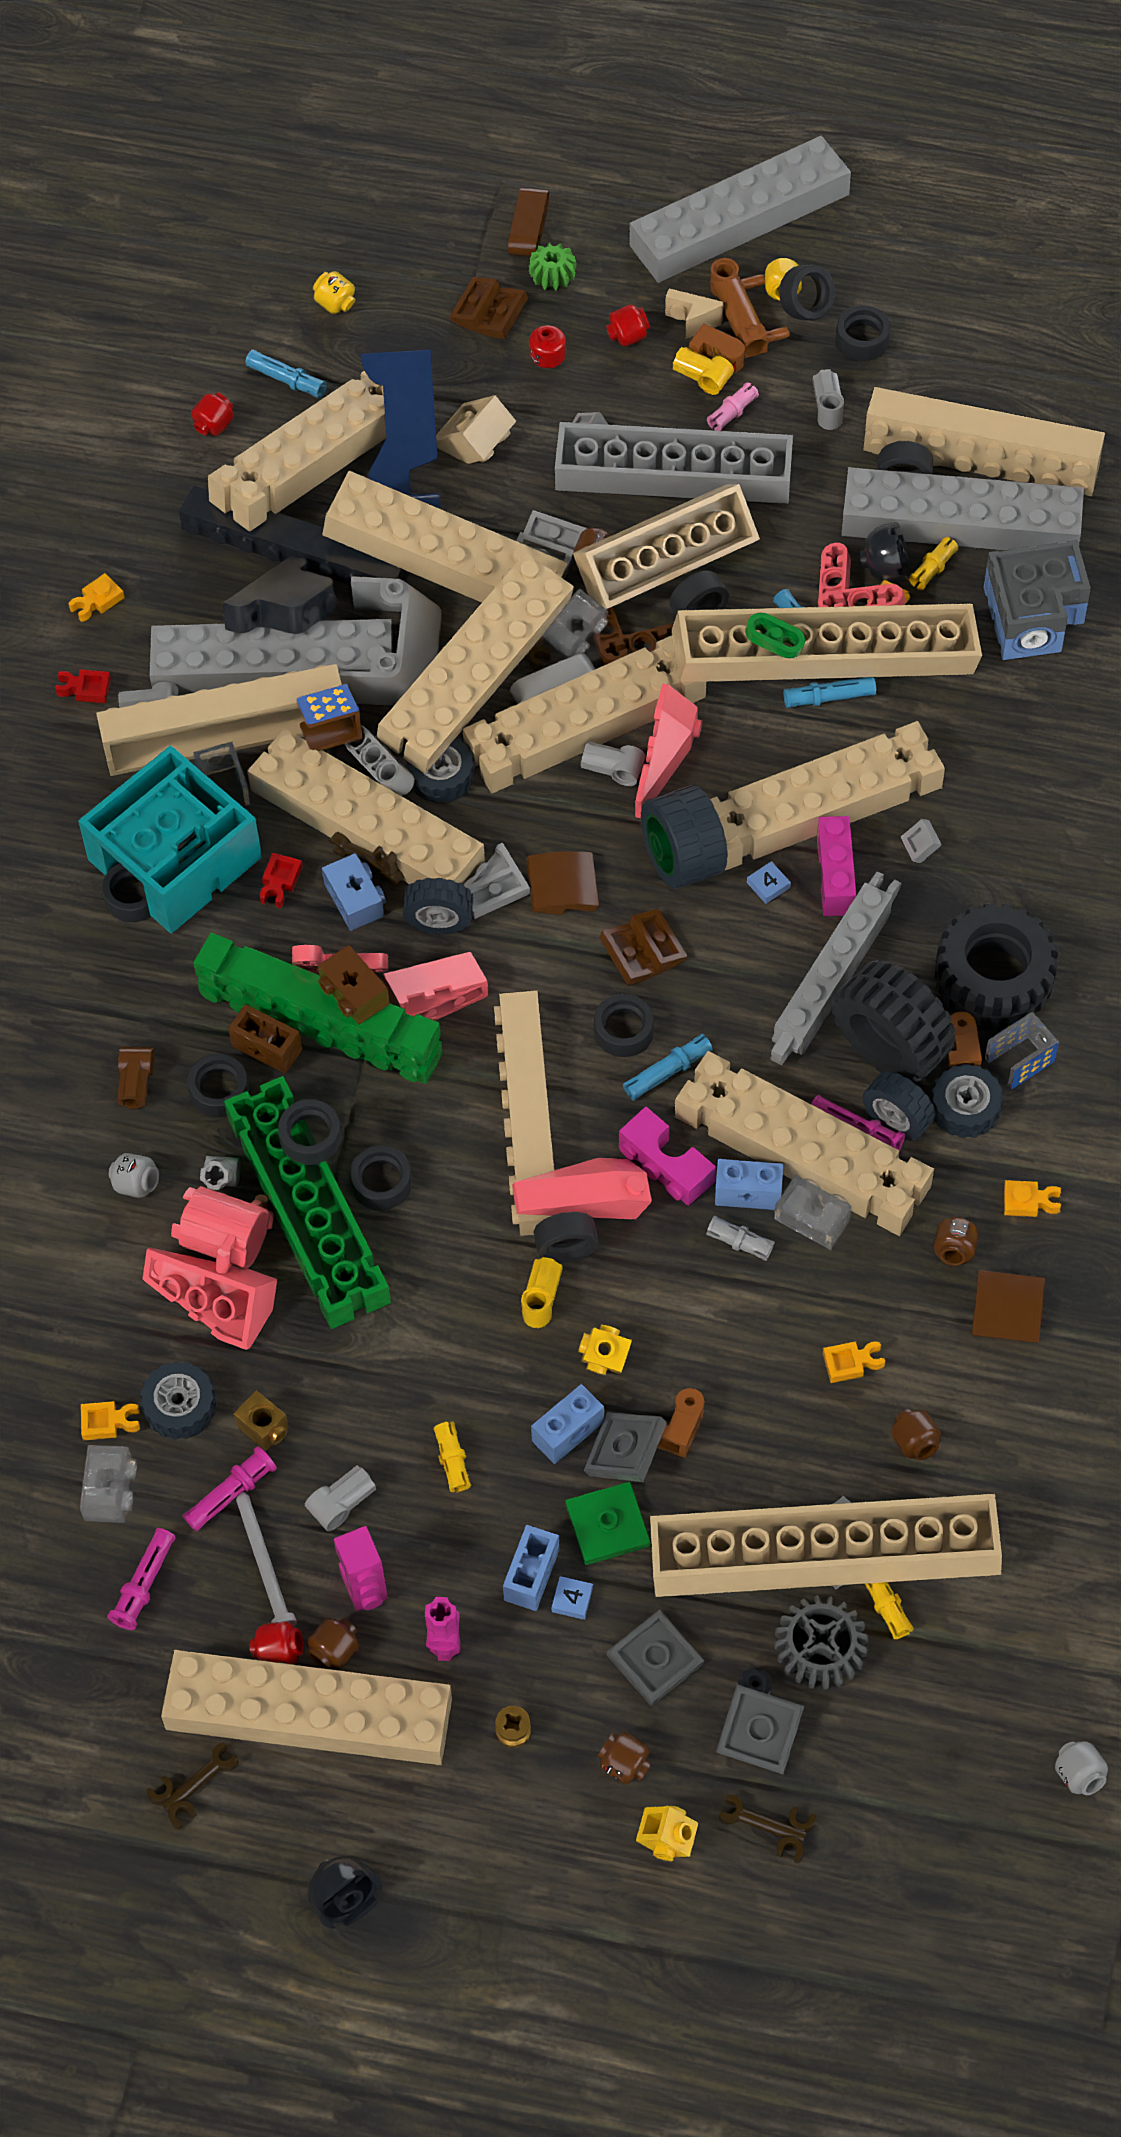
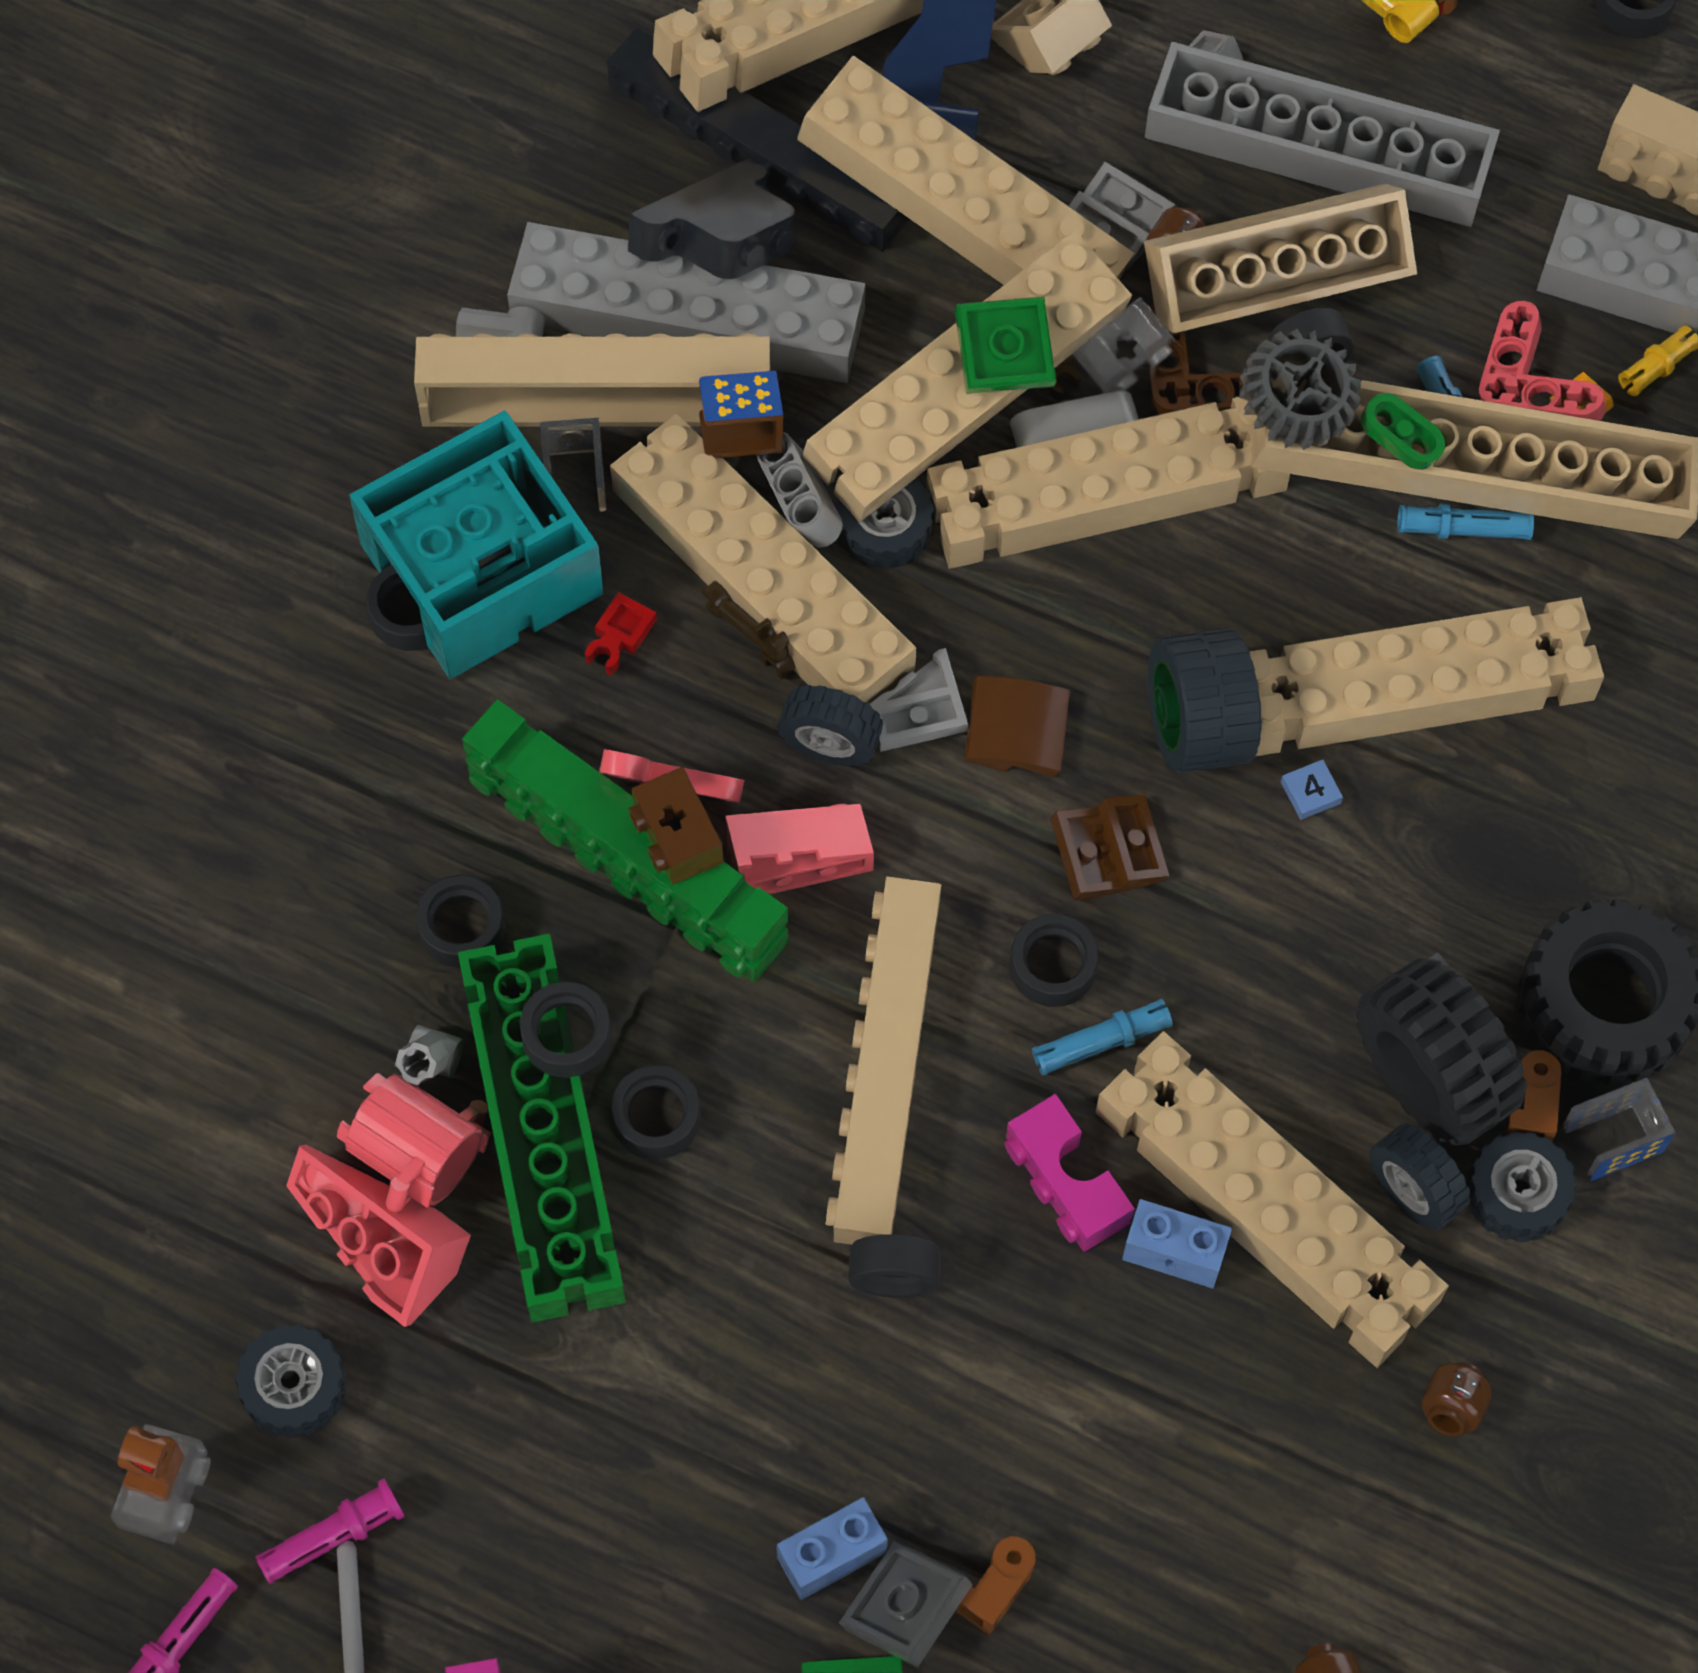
camera: 10 degrees right, 5 degrees up
(87, 687) = (422, 290): red plate -> none
(98, 595) = (468, 158): light orange plate -> none
(100, 1464) = (150, 1463): none -> dark orange leg
(103, 1419) = (179, 1385): light orange plate -> none
(133, 1175) = (309, 1029): light grey head -> none
(134, 1066) = (350, 868): reddish brown piece -> none
(258, 1408) = (388, 1424): pearl gold brick -> none
(265, 1038) = (540, 868): reddish brown brick -> none
(333, 1503) = (471, 1589): light grey piece -> none
(353, 891) = (719, 698): medium blue brick -> none
(417, 640) = (894, 325): light grey windscreen -> none
(452, 1457) = (656, 1558): yellow pin -> none
(497, 634) = (1005, 345): none -> green plate
(541, 1291) = (842, 1335): yellow piece -> none
(593, 1187) = (943, 1199): coral wedge -> none
(617, 1350) = (916, 1467): yellow brick -> none
(622, 764) = (1142, 567): light grey piece -> none
(671, 741) = (1227, 536): coral wedge -> none
(719, 627) = (1272, 372): none -> dark grey gear
(732, 407) = (1424, 67): bright pink pin -> none
(740, 1238) = (1145, 1321): light grey pin -> none
(813, 1211) = (1265, 1329): clear brick -> none
(828, 399) = (1564, 84): light grey piece -> none
(833, 968) = (1373, 943): light grey hinge -> none
(837, 864) = (1415, 788): dark pink arch -> none
(847, 1362) = (1255, 1546): light orange plate -> none
(870, 1127) = (1375, 1199): dark pink pin -> none
(885, 554) = (1593, 334): black cylinder -> none
(905, 453) = (1657, 192): black tyre -> none
(921, 840) = (1545, 776): light grey plate -> none
(1008, 1306) = (1510, 1516): reddish brown slope -> none
(1024, 1198) = (1572, 1354): light orange plate -> none

